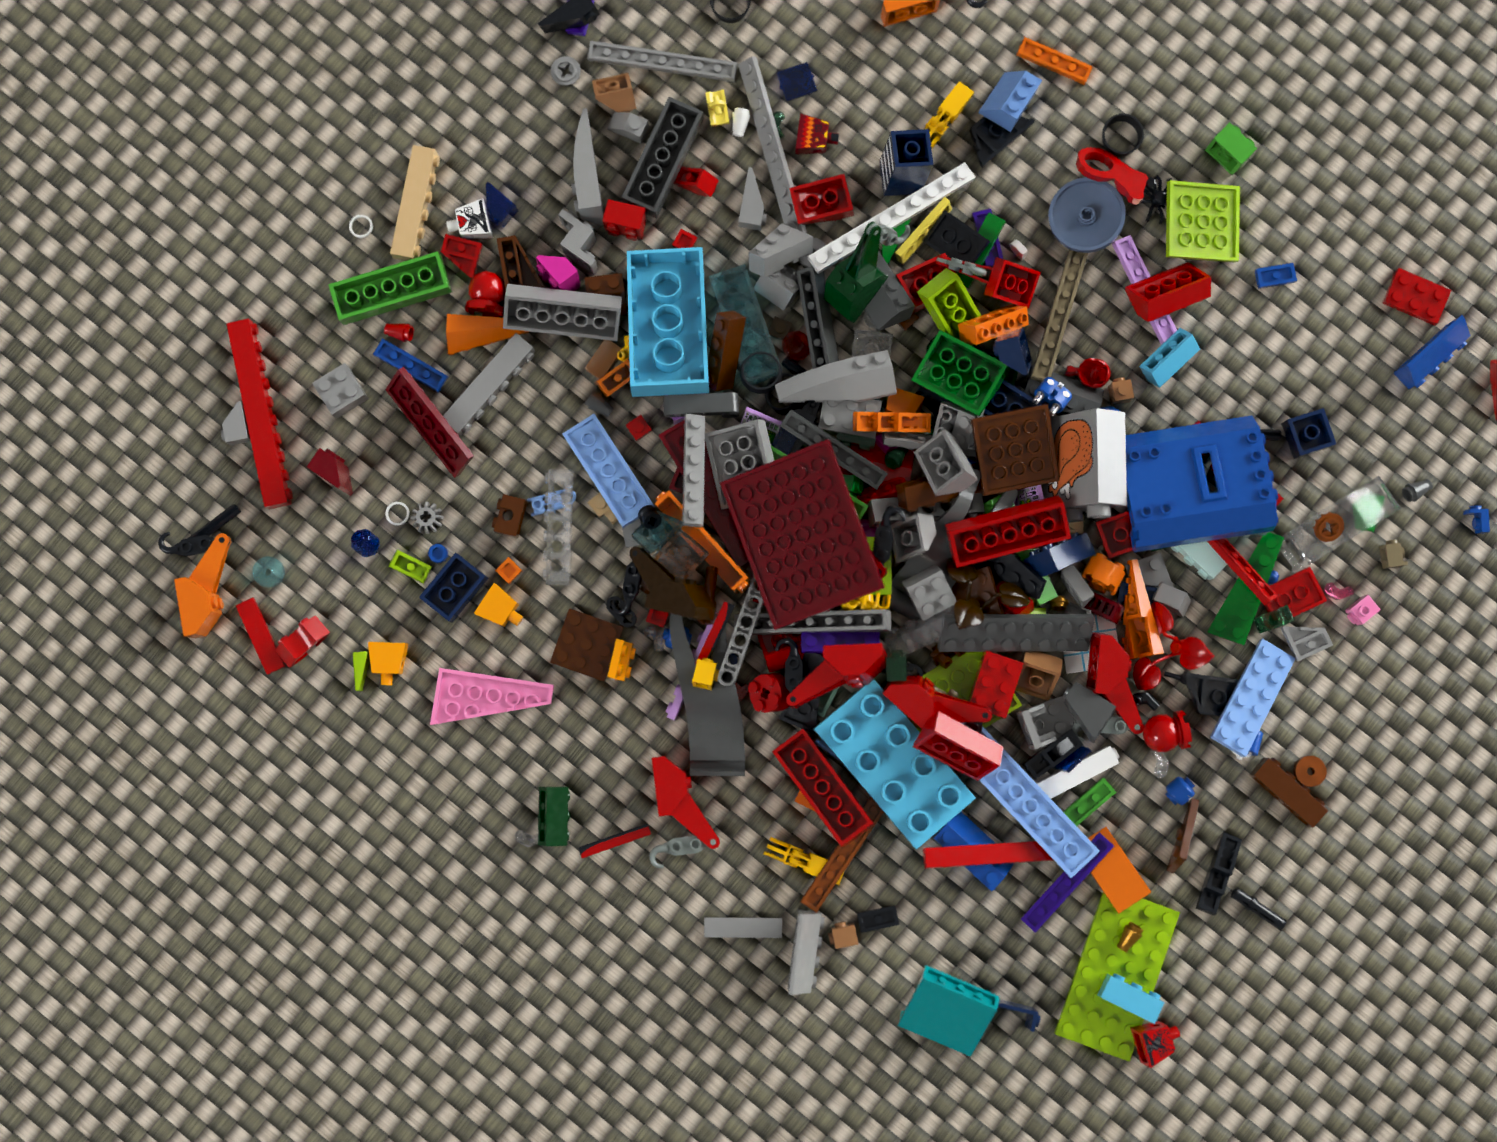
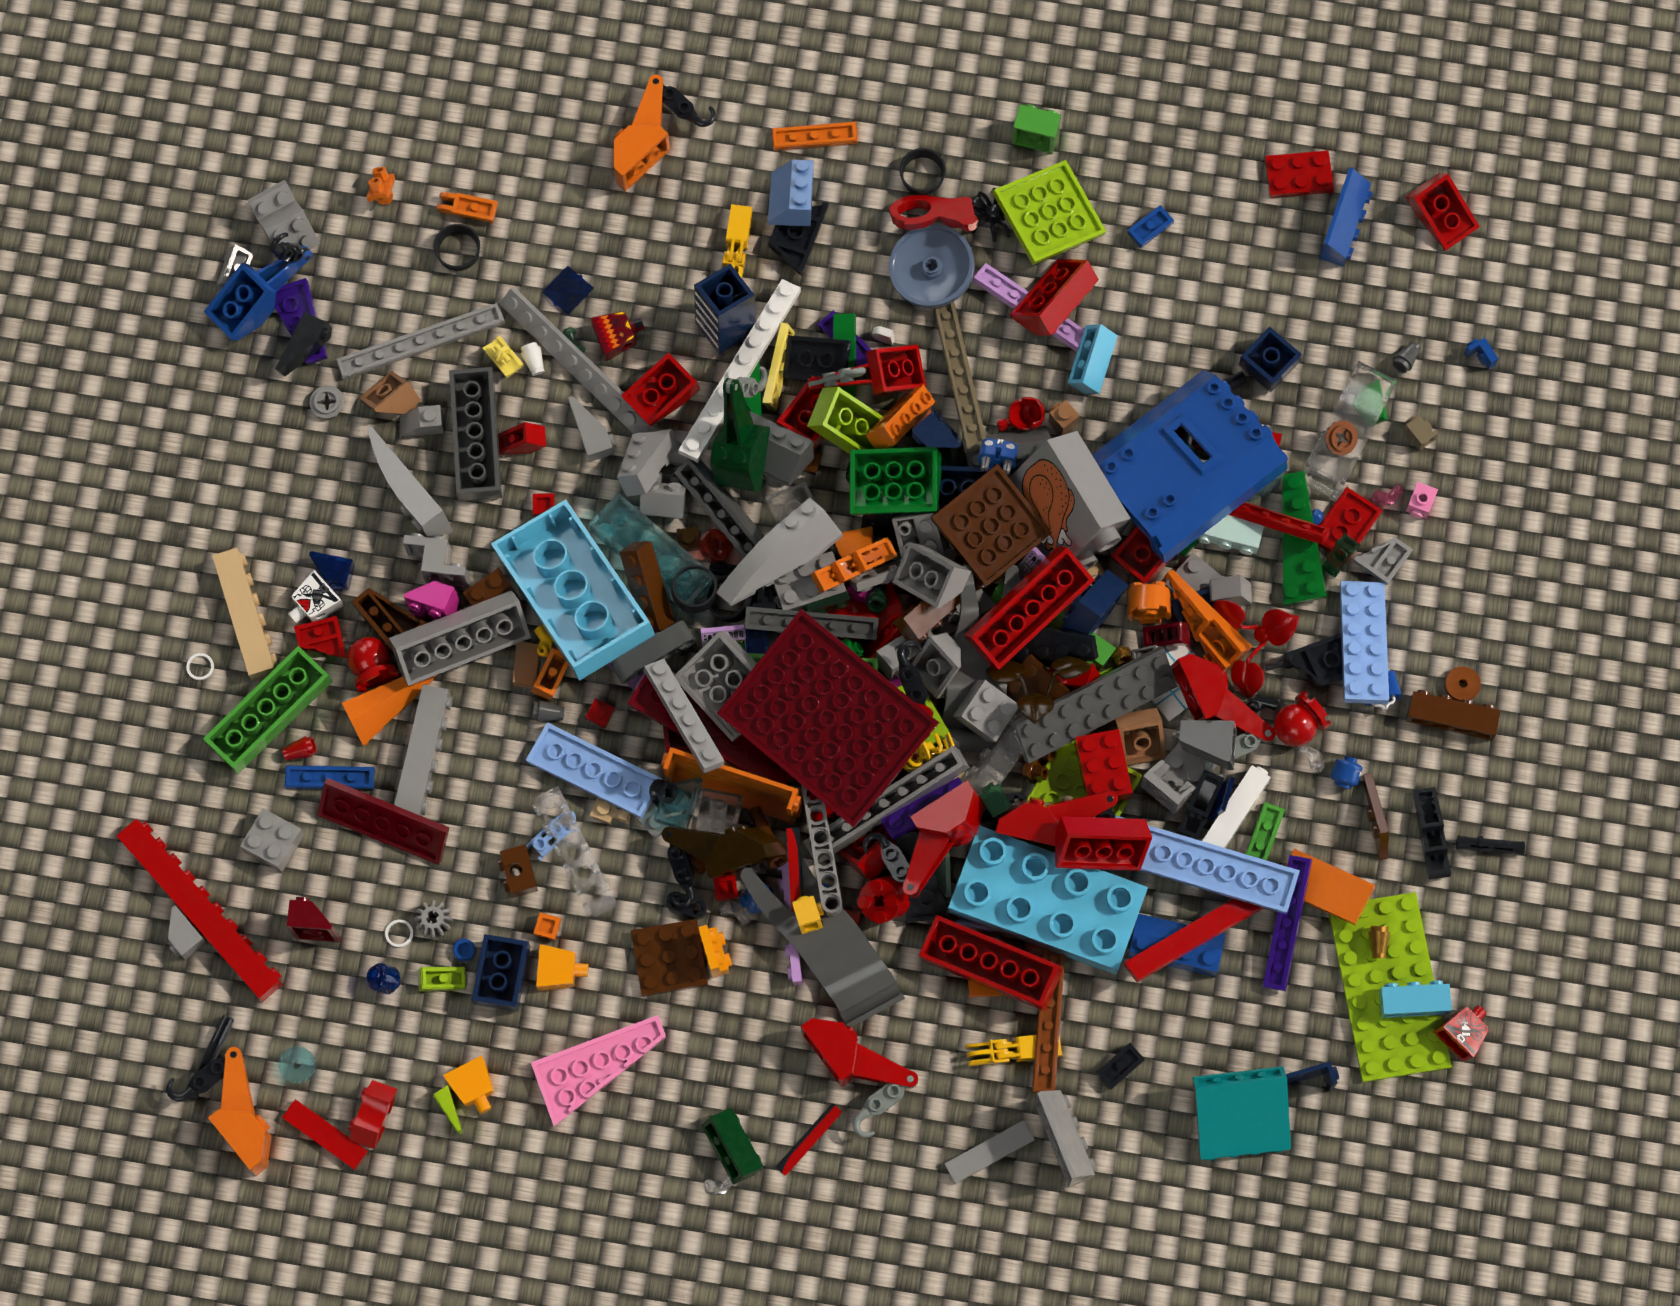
camera: 30 degrees left, 10 degrees down
(624, 220) = (471, 514): red brick -> none
(843, 935) = (1095, 1101): medium nougat brick -> none
(1076, 586) = (1128, 628): light grey slope -> none

